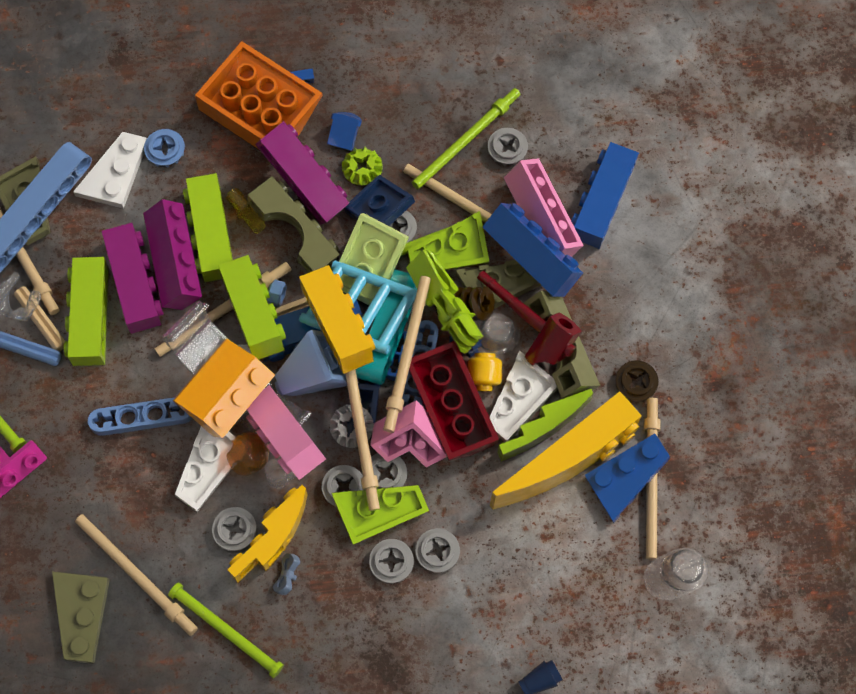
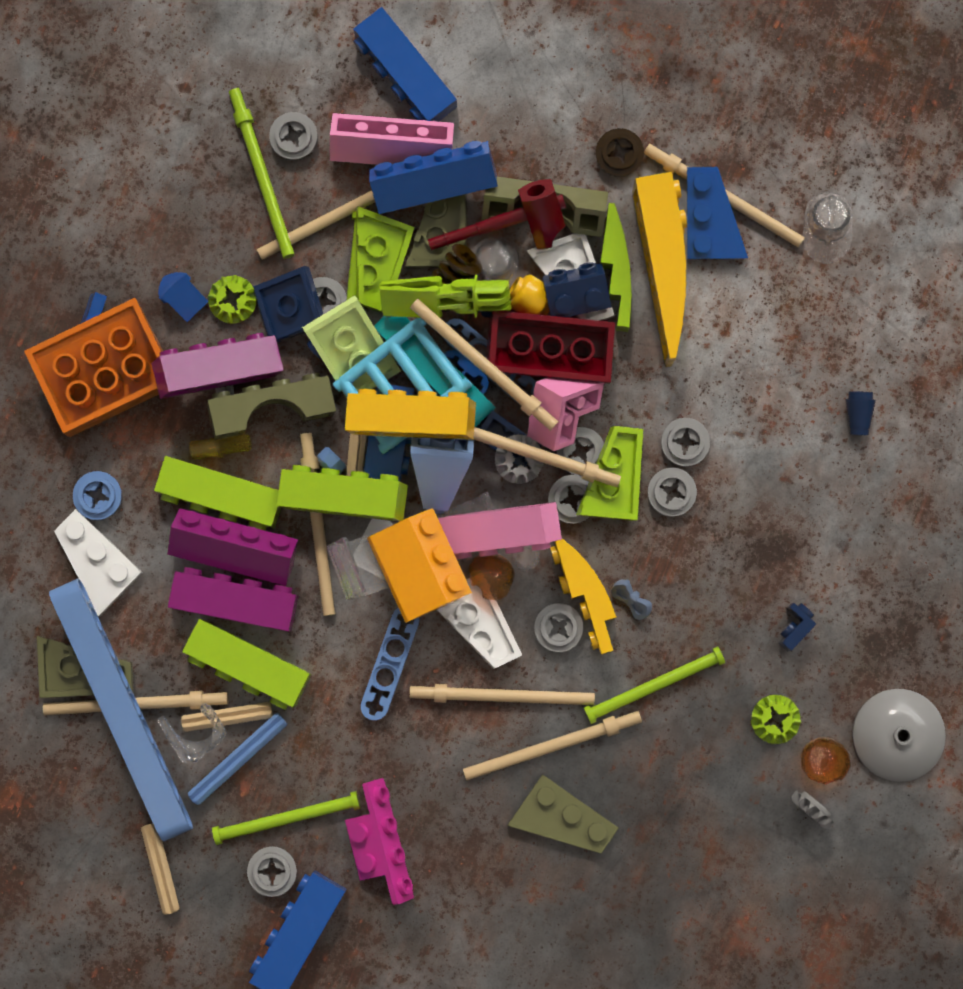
camera: 55 degrees left, 15 degrees up
(136, 466) = (442, 693): none -> tan bar
(508, 400) = (577, 290): none -> dark blue bracket

